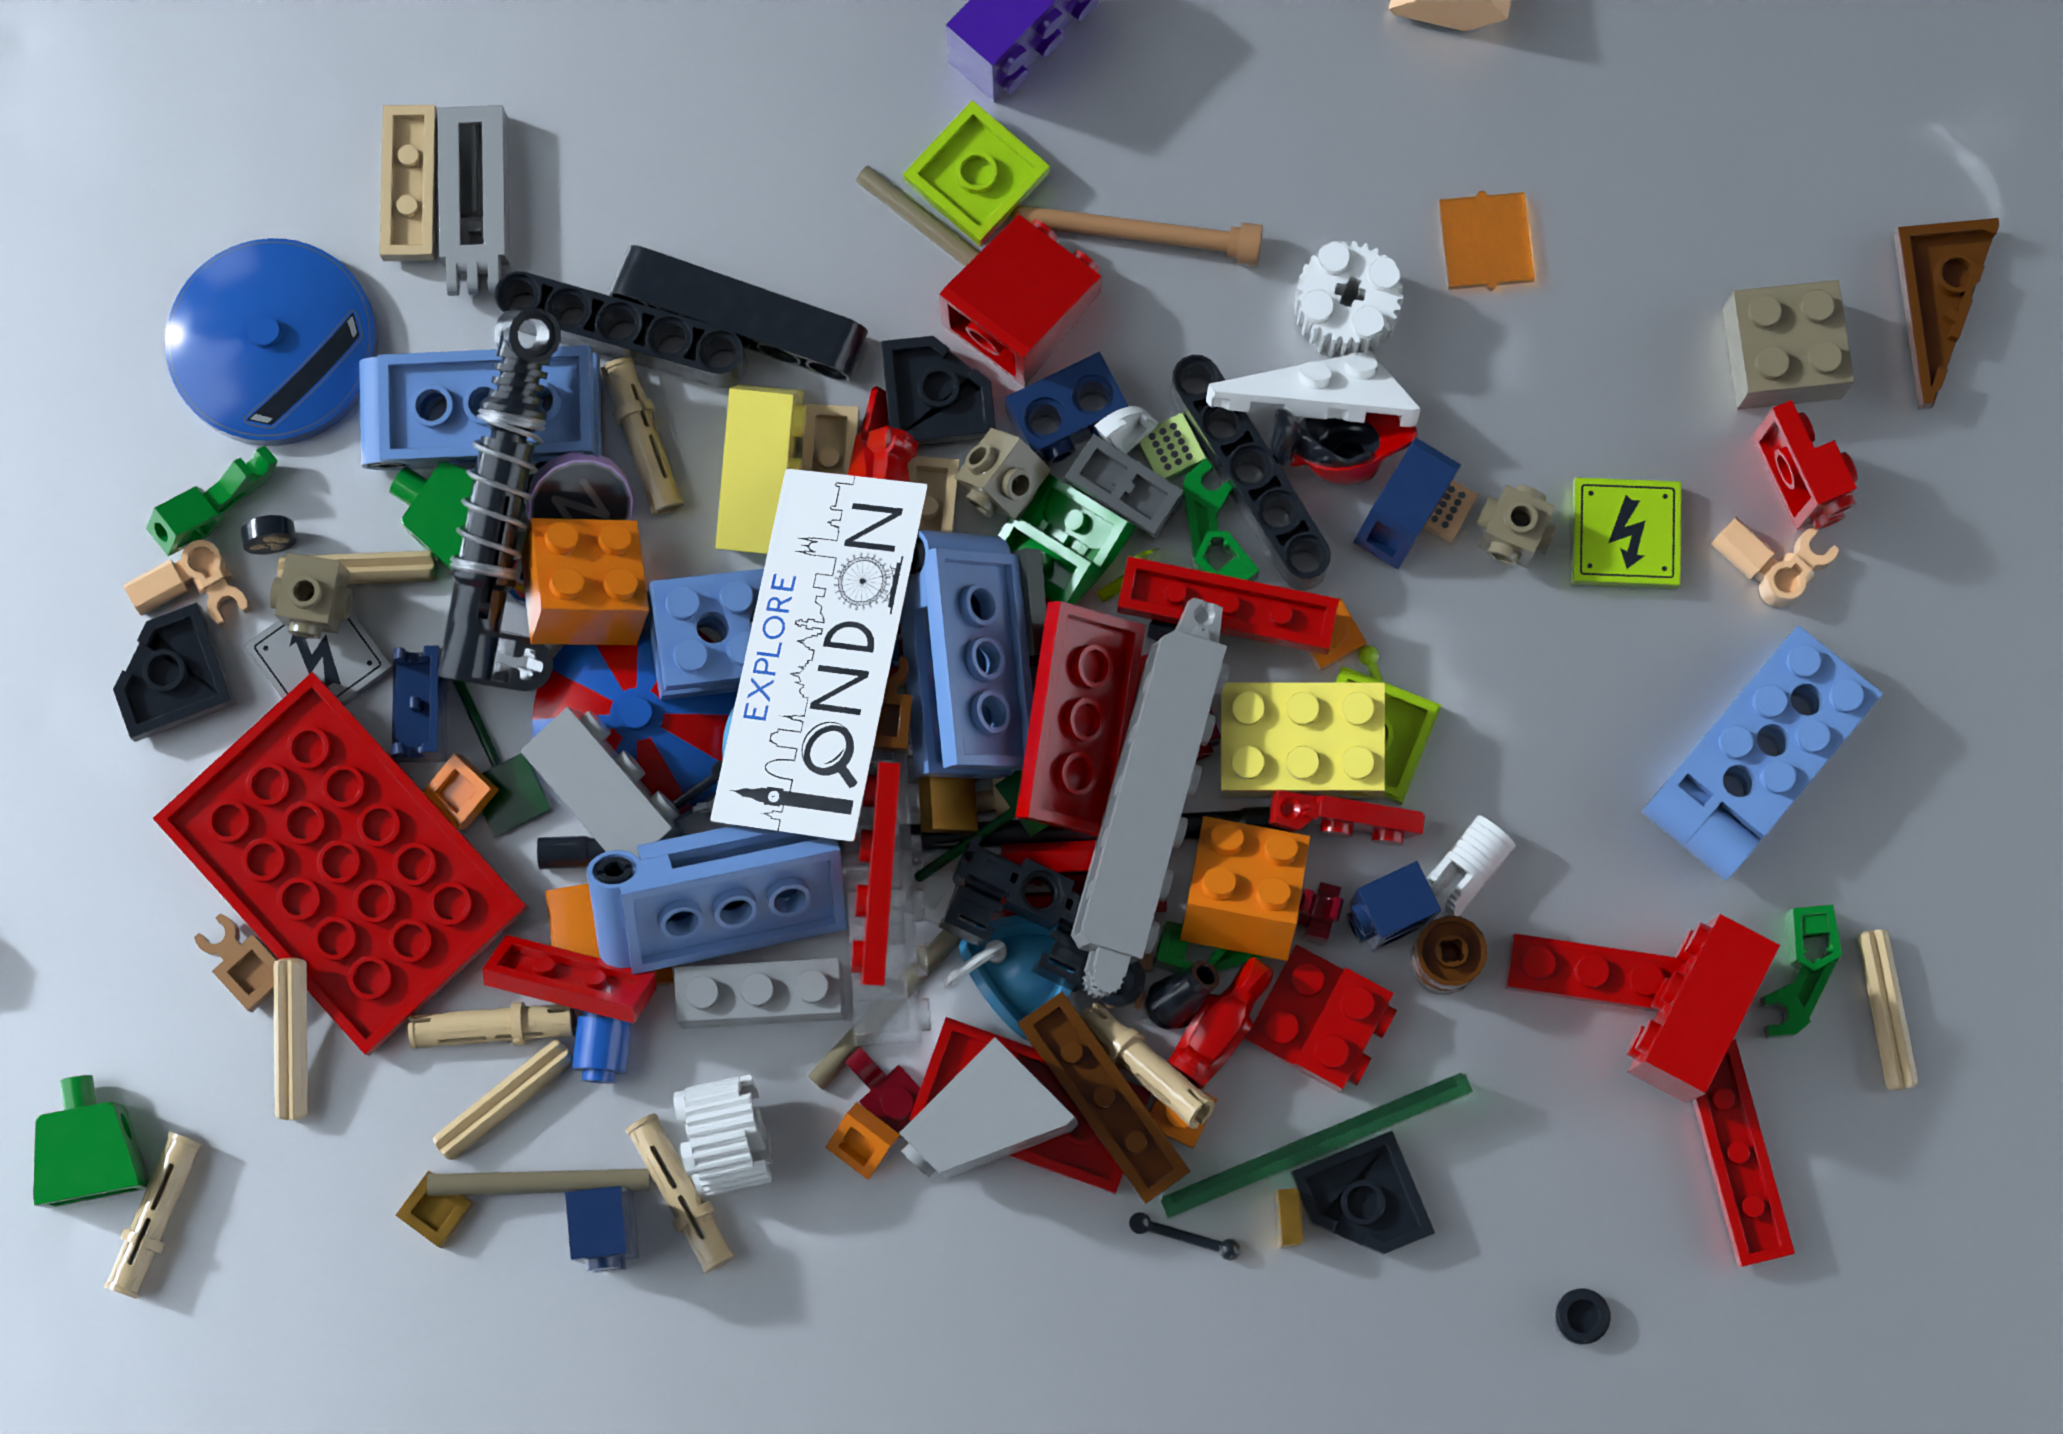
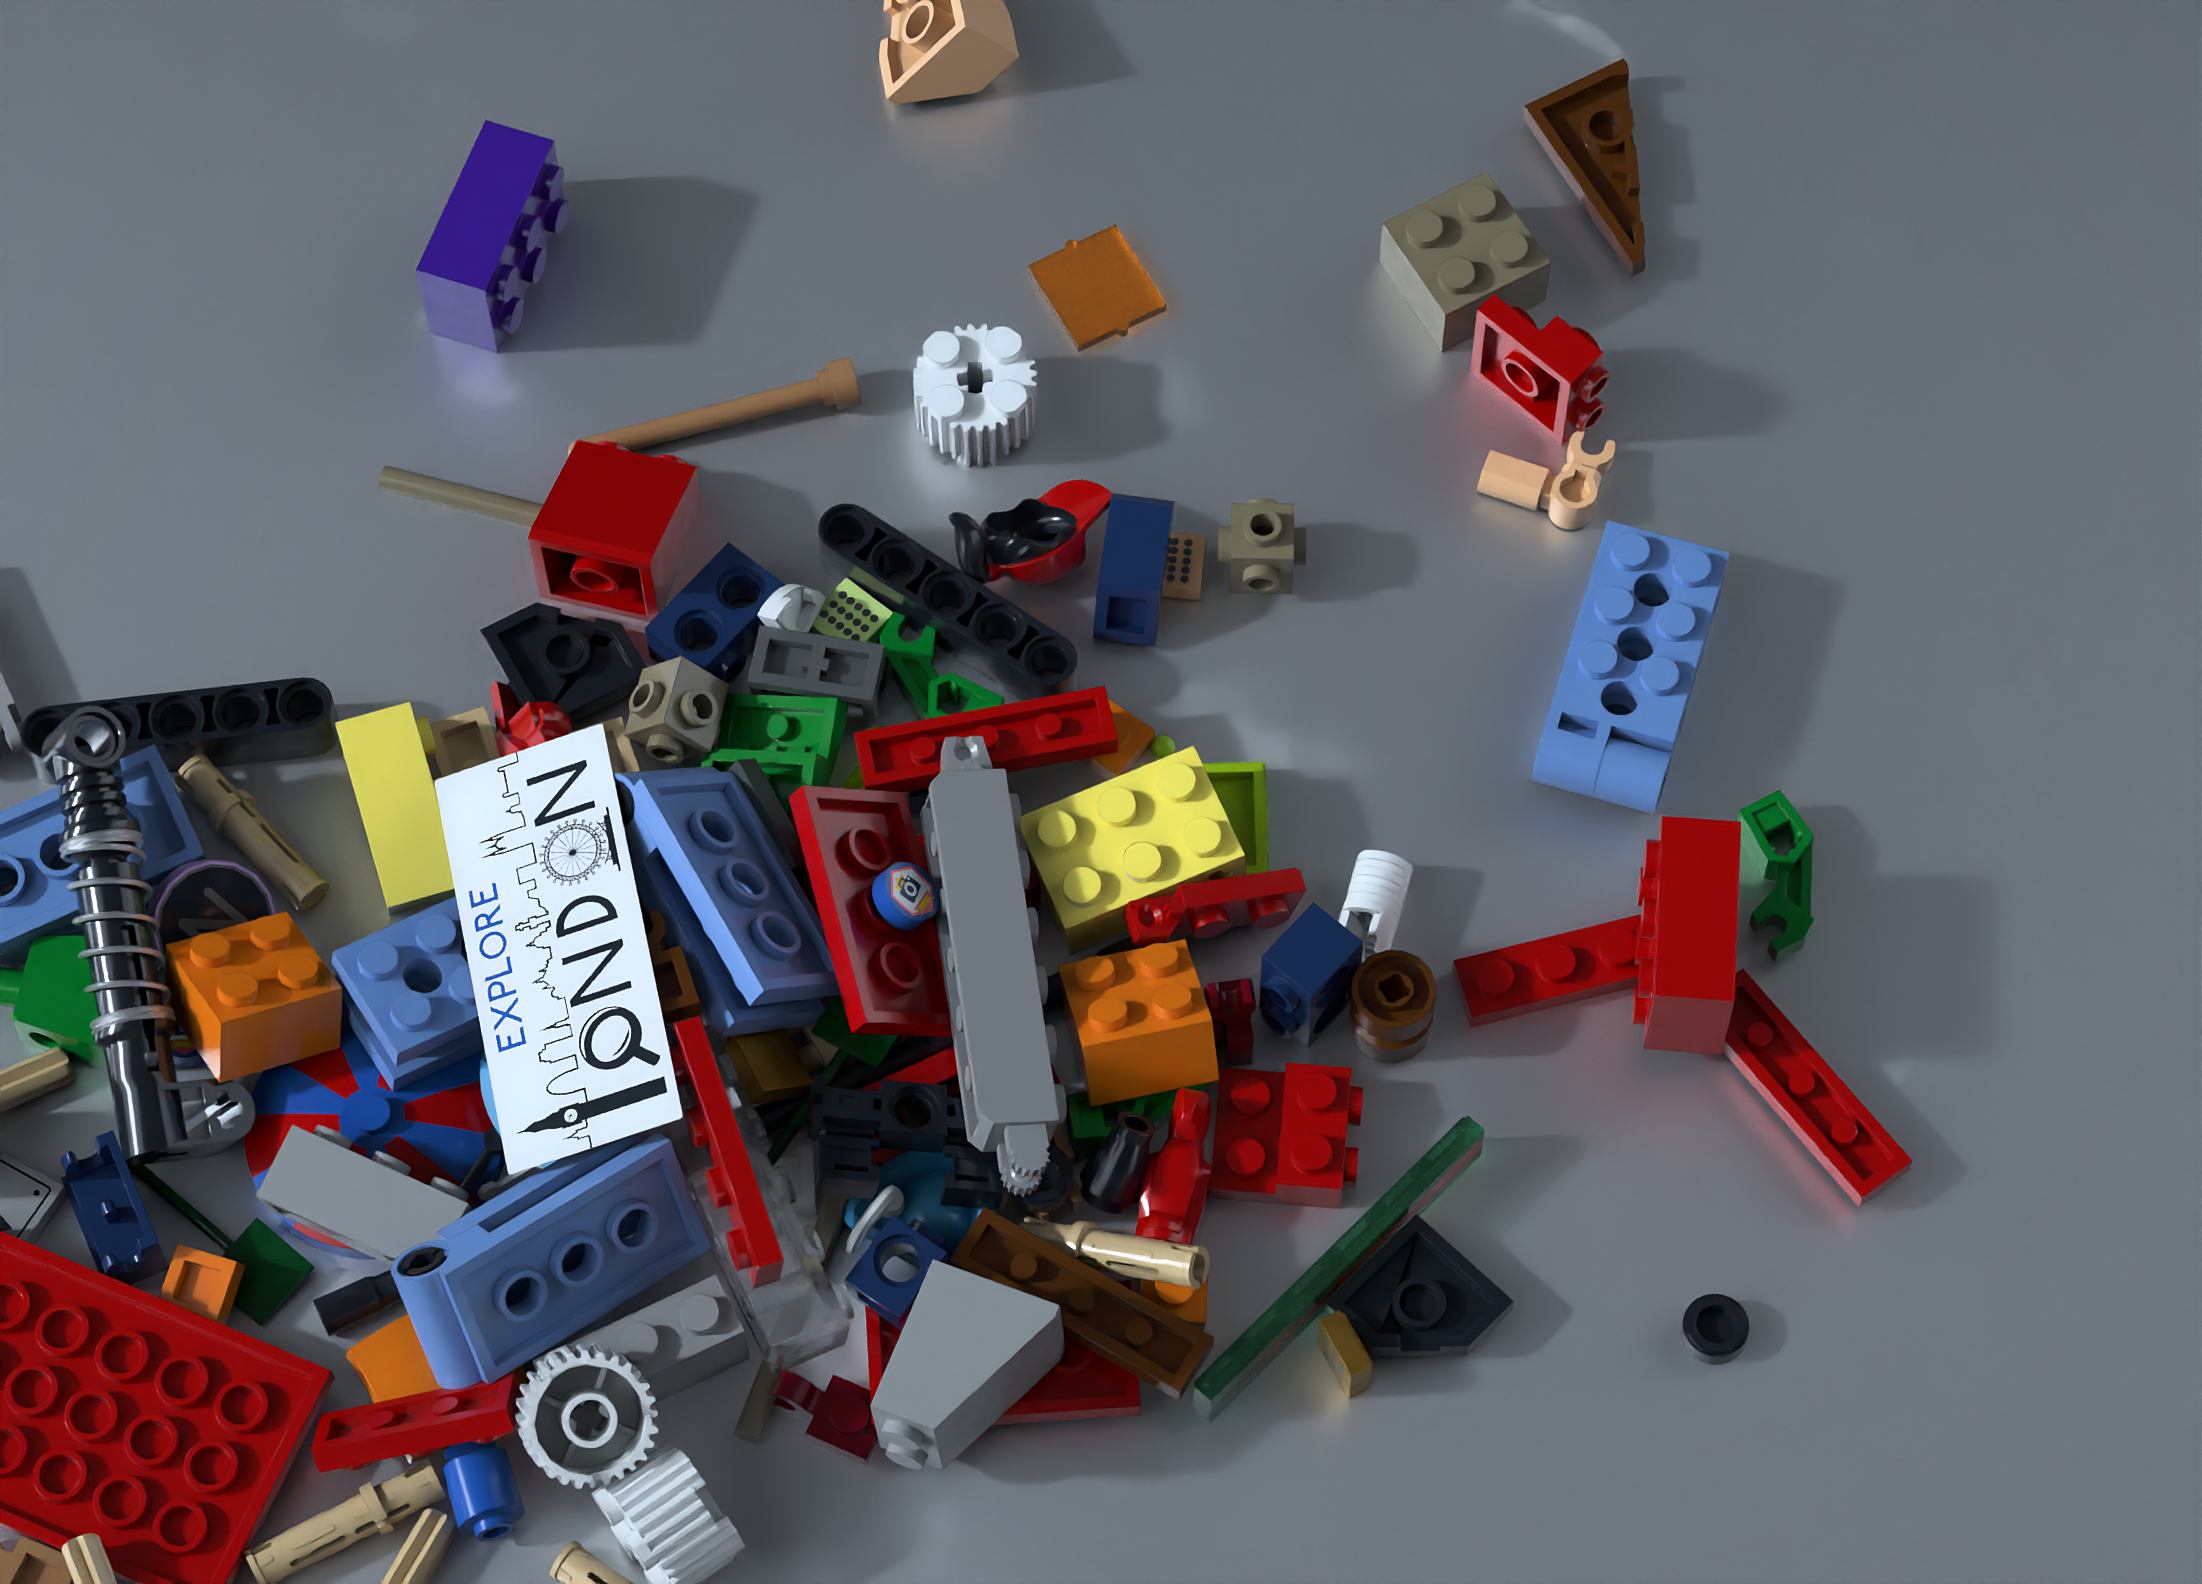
camera: 25 degrees left, 15 degrees down
(693, 1010) = (600, 1451): none -> white brick
(759, 317) = (352, 658): black beam -> none
(862, 1141) = (828, 1470): orange plate -> none
(952, 1022) = (877, 1292): none -> dark blue brick
(976, 173) = (510, 425): lime plate -> none
(1105, 718) = (905, 896): none -> tile
(1141, 1223) = (1183, 1434): black hinge -> none
(1322, 389) = (988, 488): white wing -> none
(1626, 533) = (1382, 515): lime tile -> none
(1887, 1010) = (1890, 878): tan axle -> none

